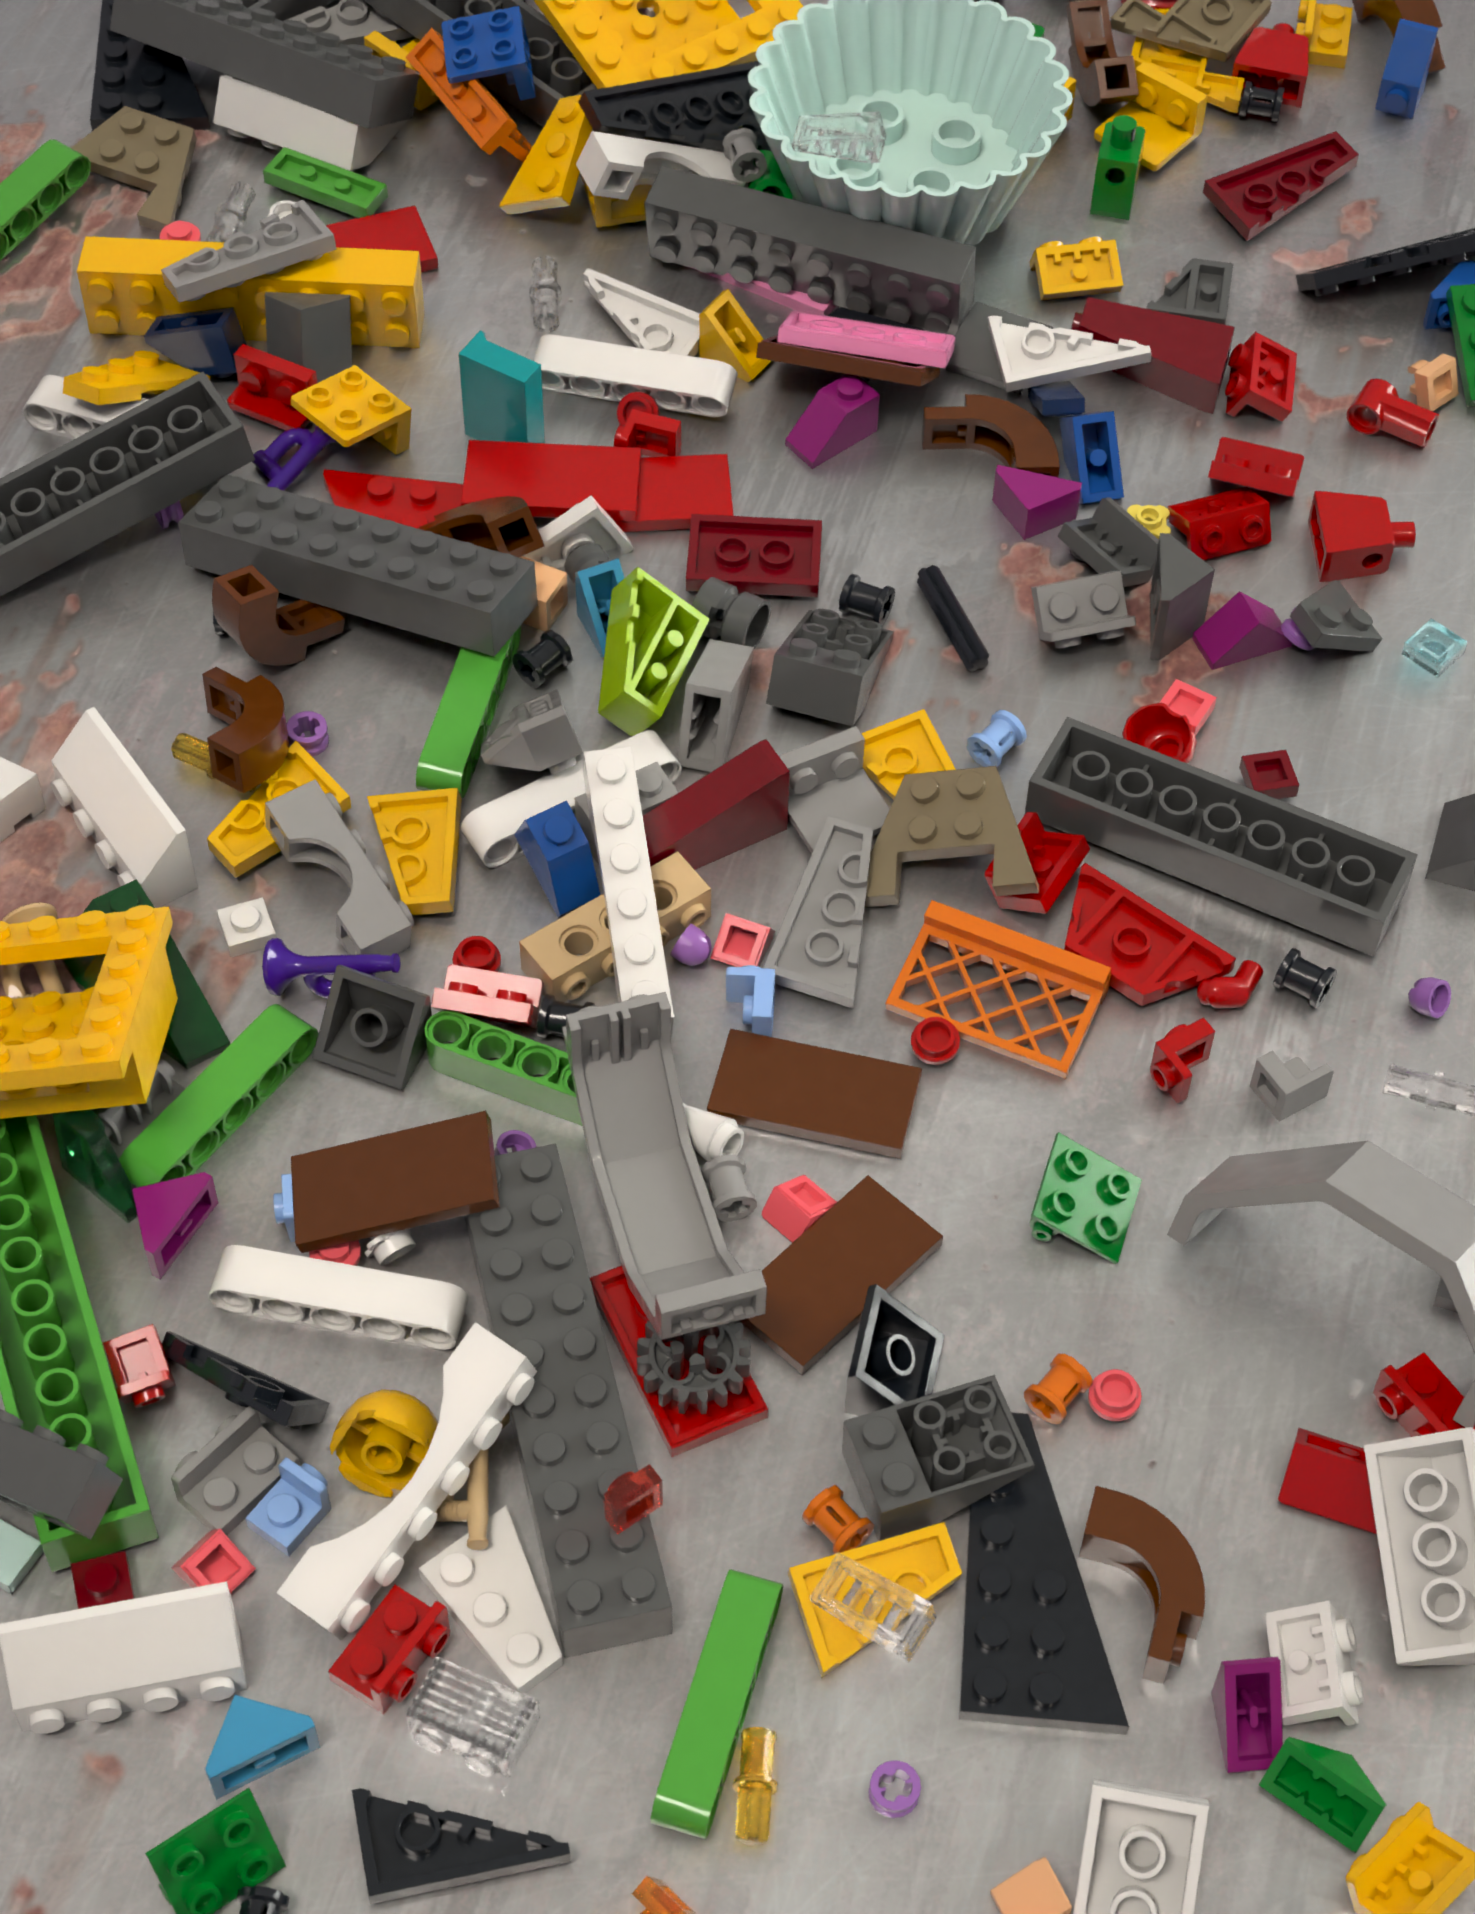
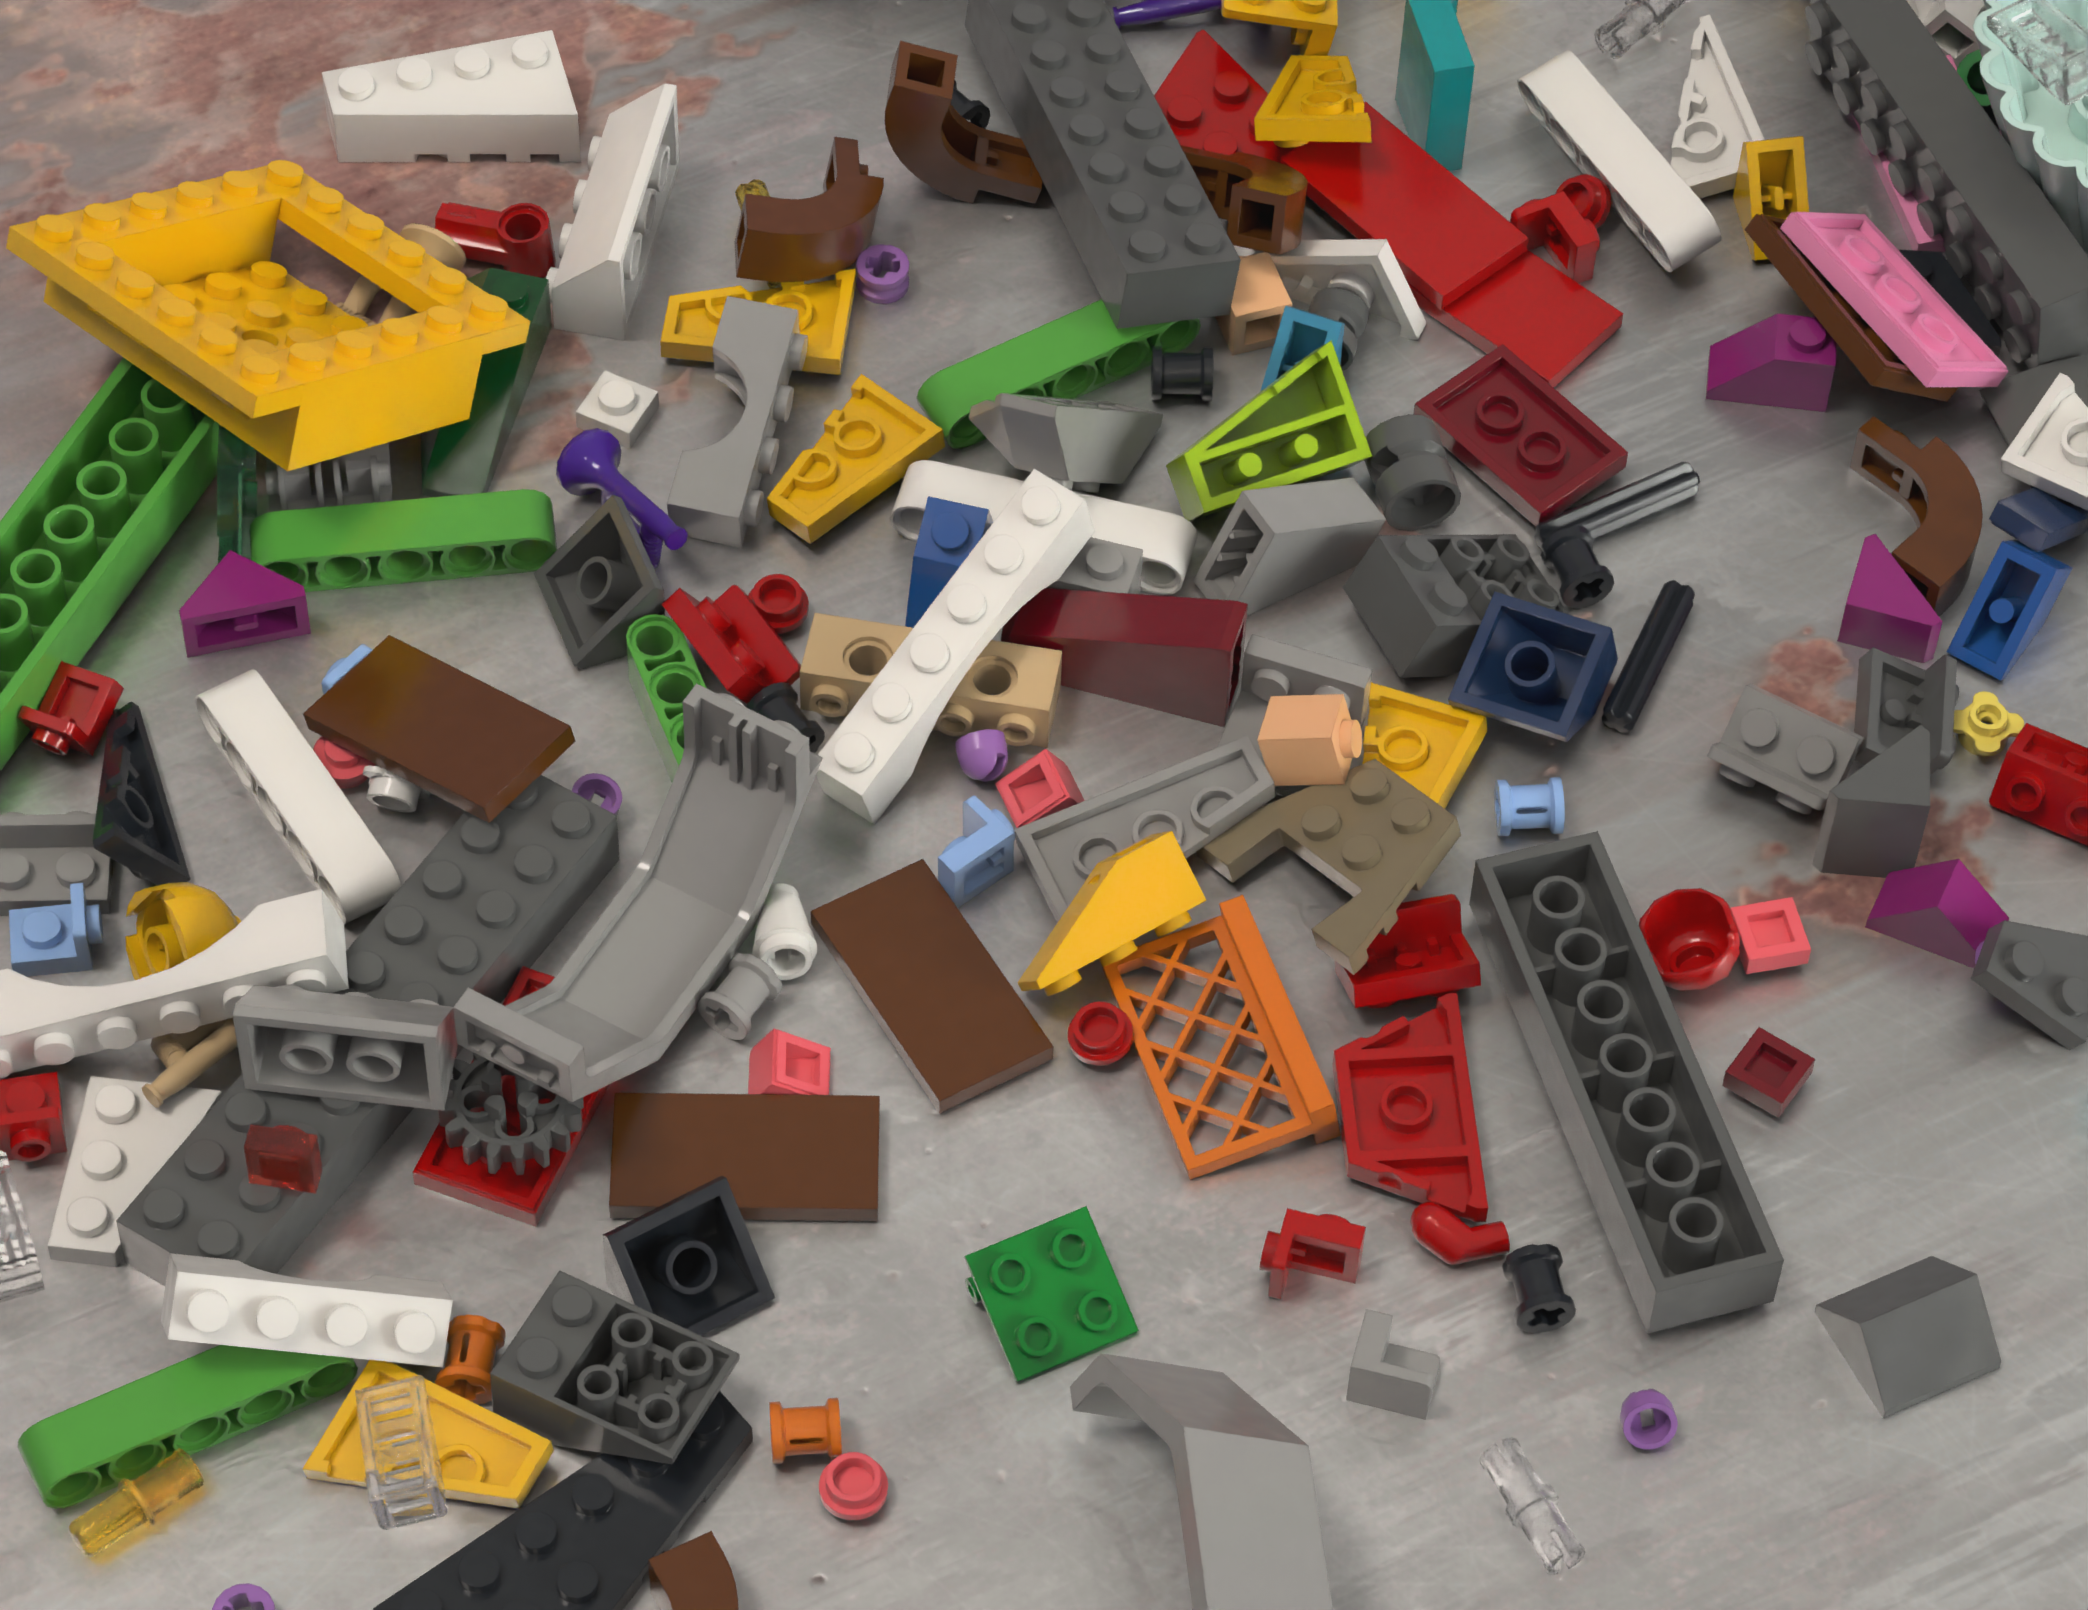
camera: 45 degrees right, 0 degrees up
(72, 879) = (512, 238): none -> red piece
(447, 460) = (1314, 103): none -> yellow wing
(592, 1398) = (346, 1046): none -> light grey slope
(703, 1611) = (264, 1310): none -> white arch
(845, 554) = (1626, 503): none -> axle
(865, 789) = (1309, 739): none -> light nougat brick
(875, 965) = (1119, 901): none -> yellow slope
(924, 662) = (1535, 668): none -> dark blue slope

